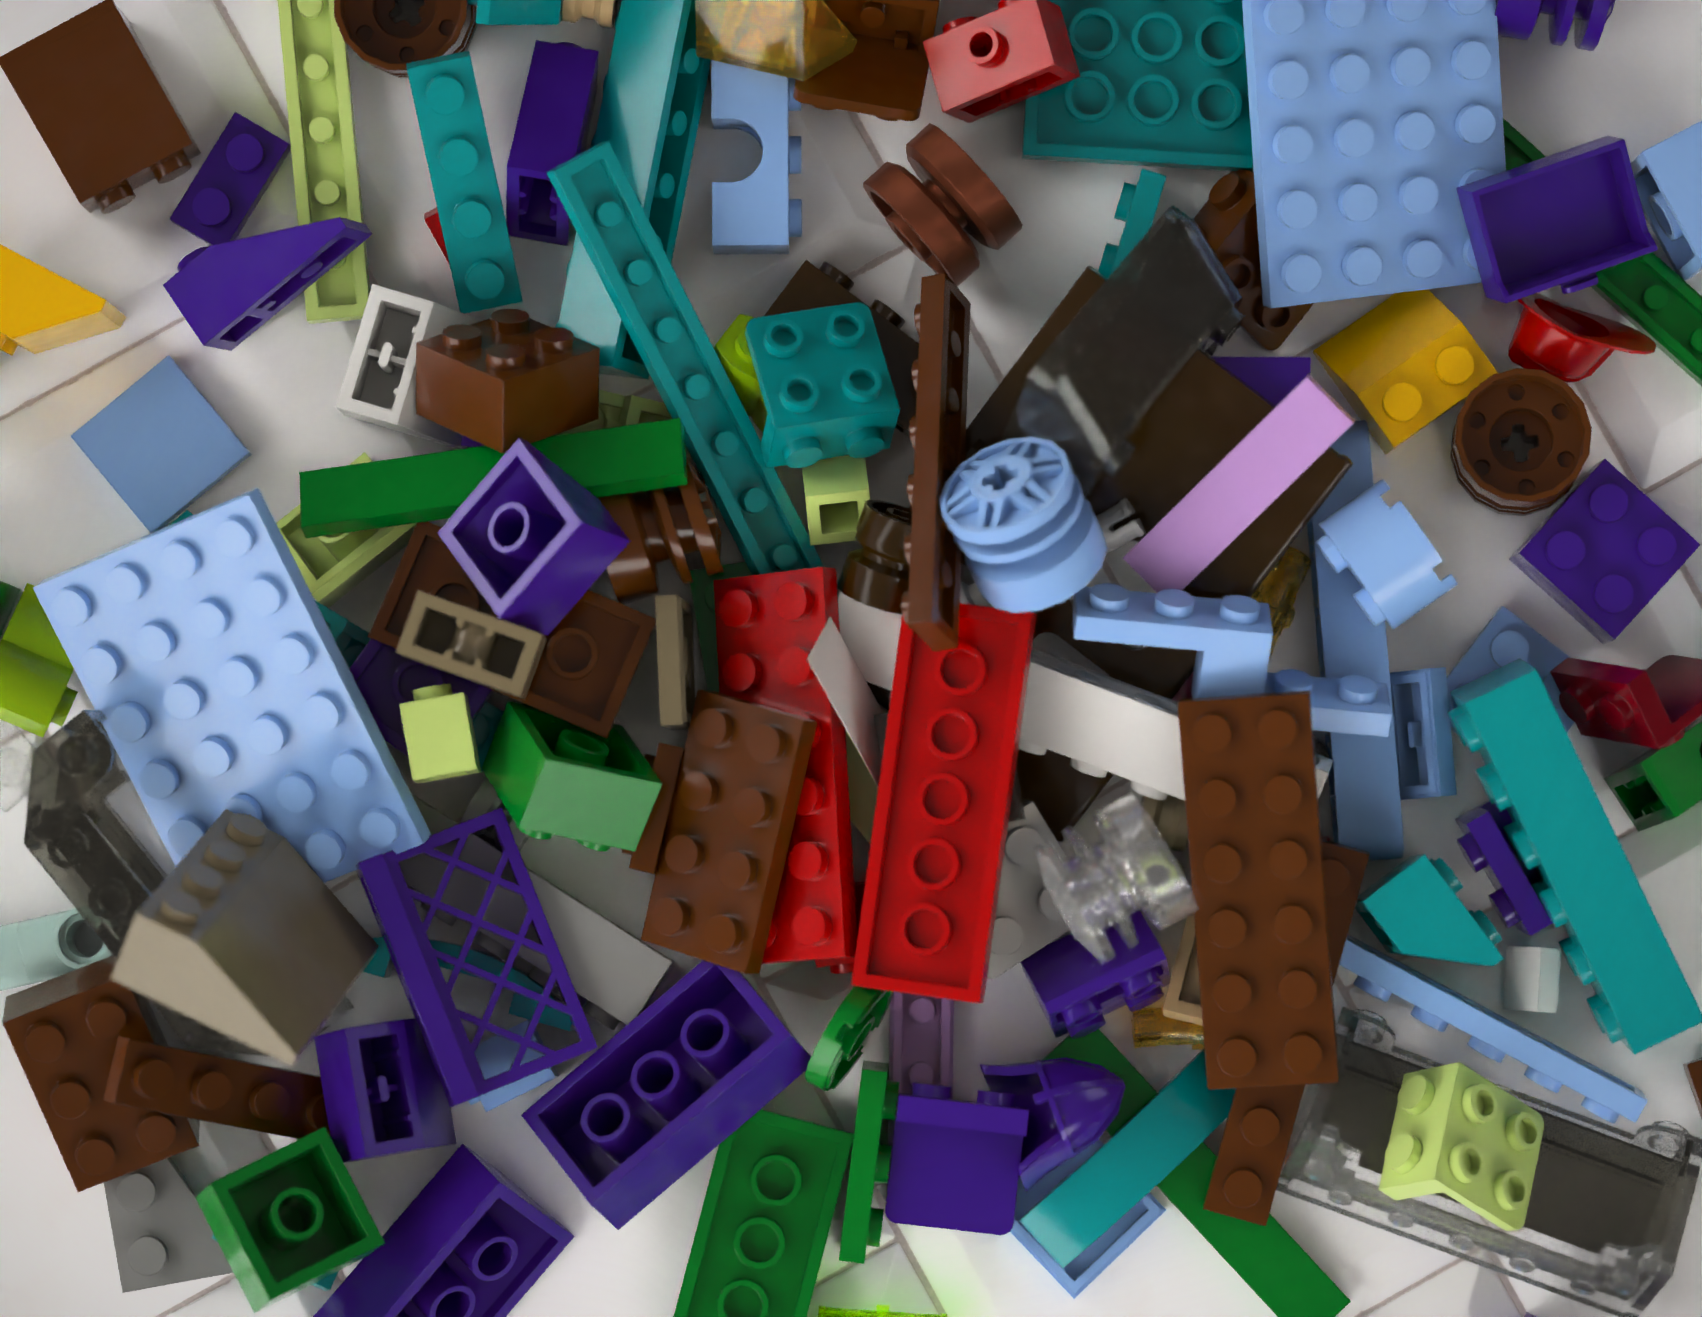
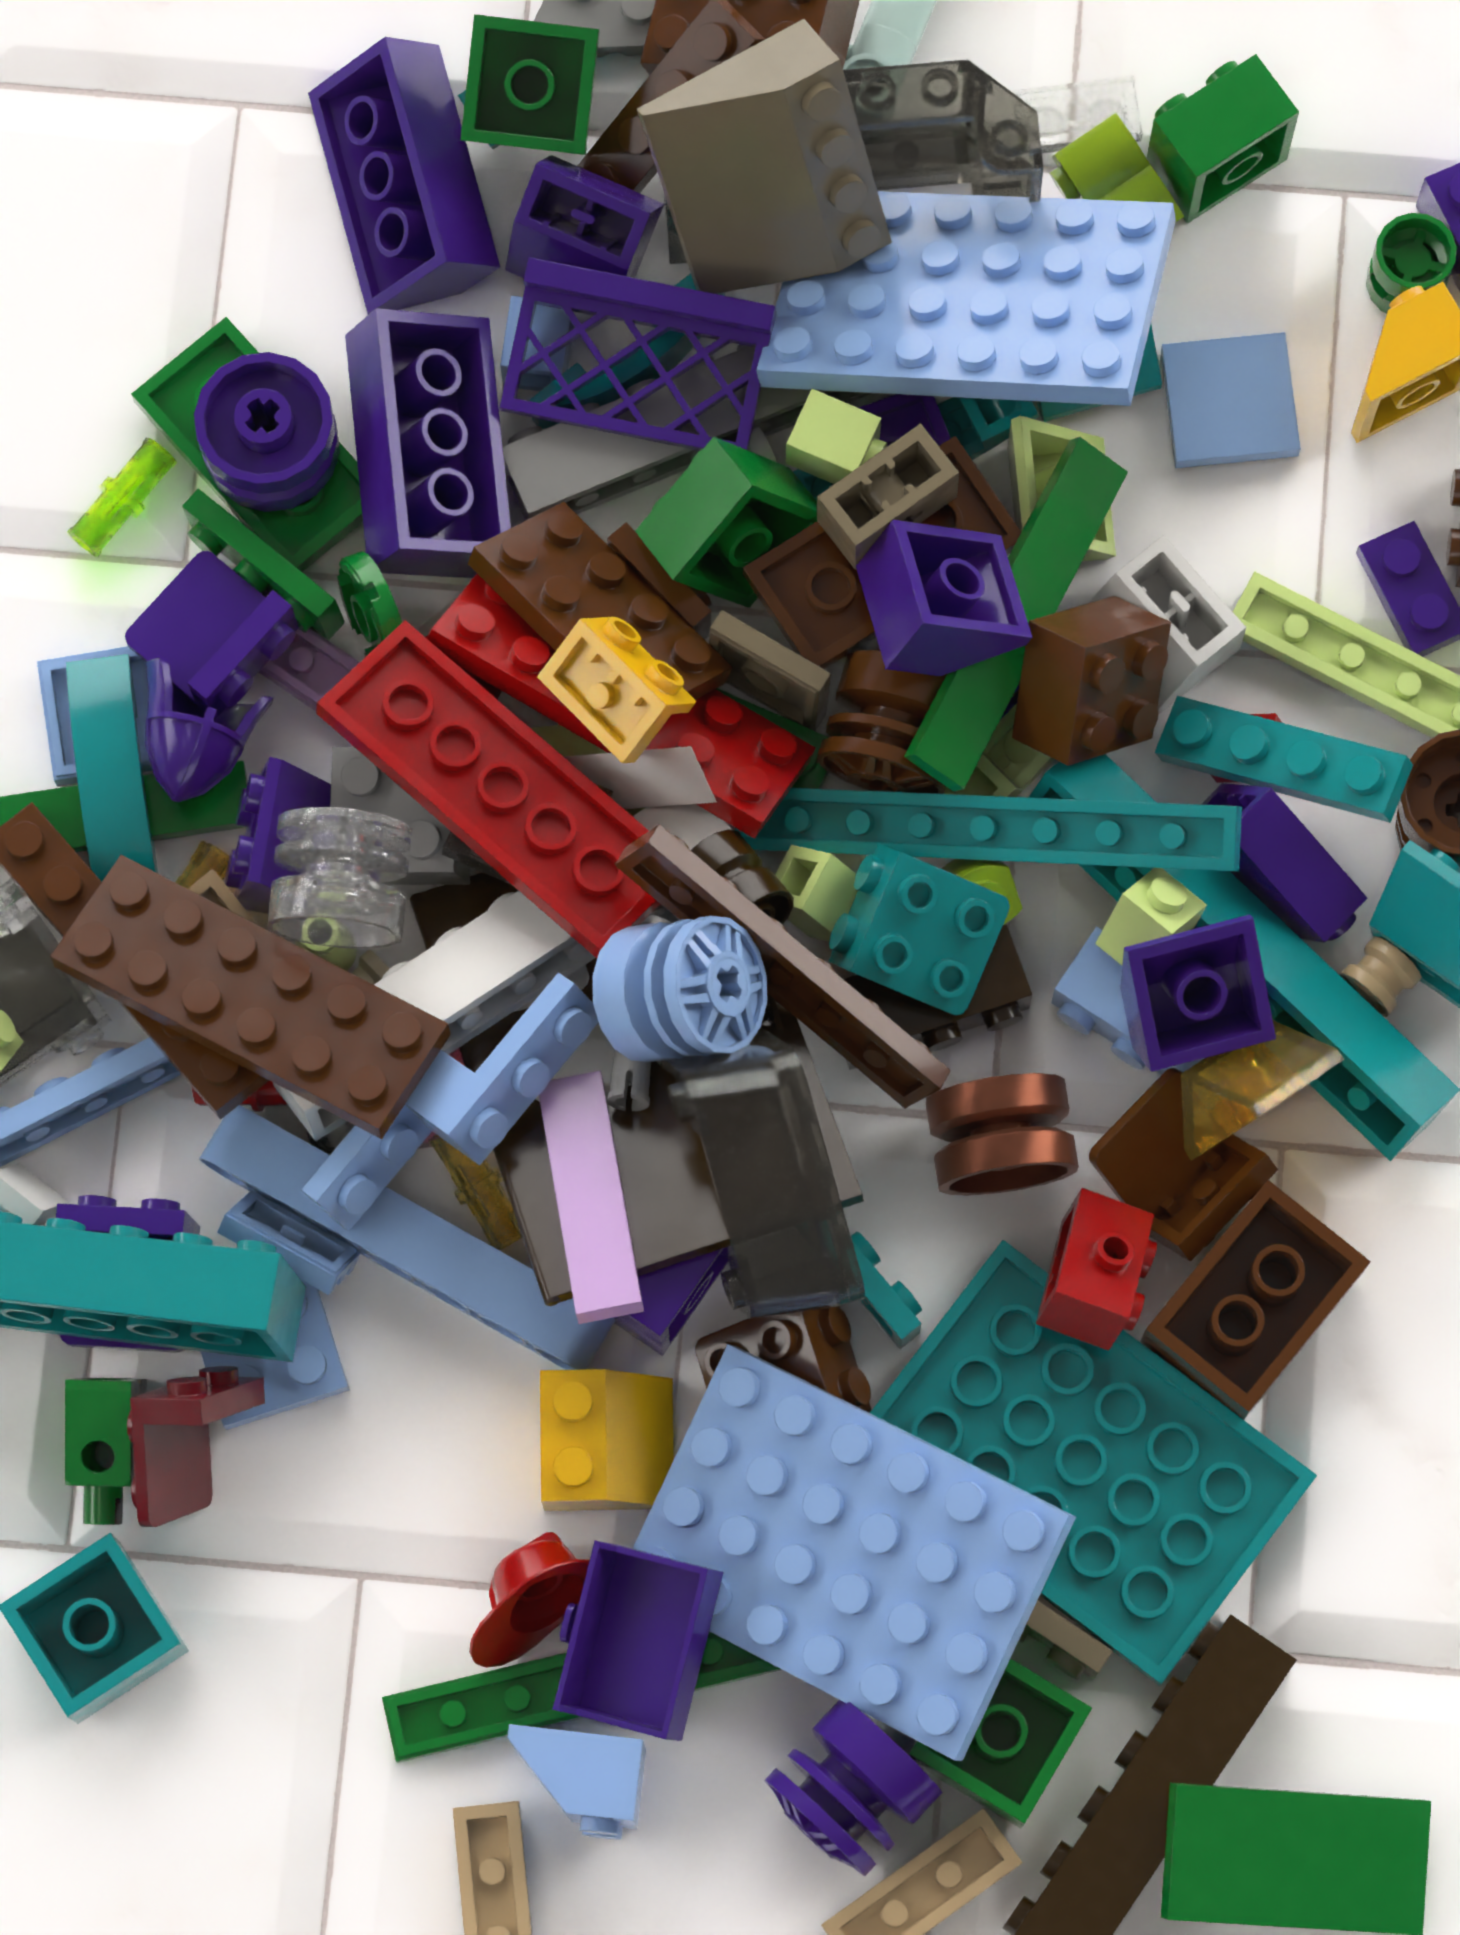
camera: 125 degrees right, 10 degrees down
(245, 282) = (1316, 532): dark purple slope -> none
(687, 194) = (1148, 911): none -> yellowish green brick
(735, 104) = (1196, 994): none -> dark purple slope
(747, 1270) = (261, 396): none -> dark purple wheel
(796, 758) = (615, 685): none -> yellow bracket
(1385, 556) = (451, 1286): light blue brick -> none
(1420, 916) = (132, 1131): teal slope -> none
(1546, 416) = (456, 1448): reddish brown wheel -> none
(1604, 551) = (331, 1498): dark purple brick -> none

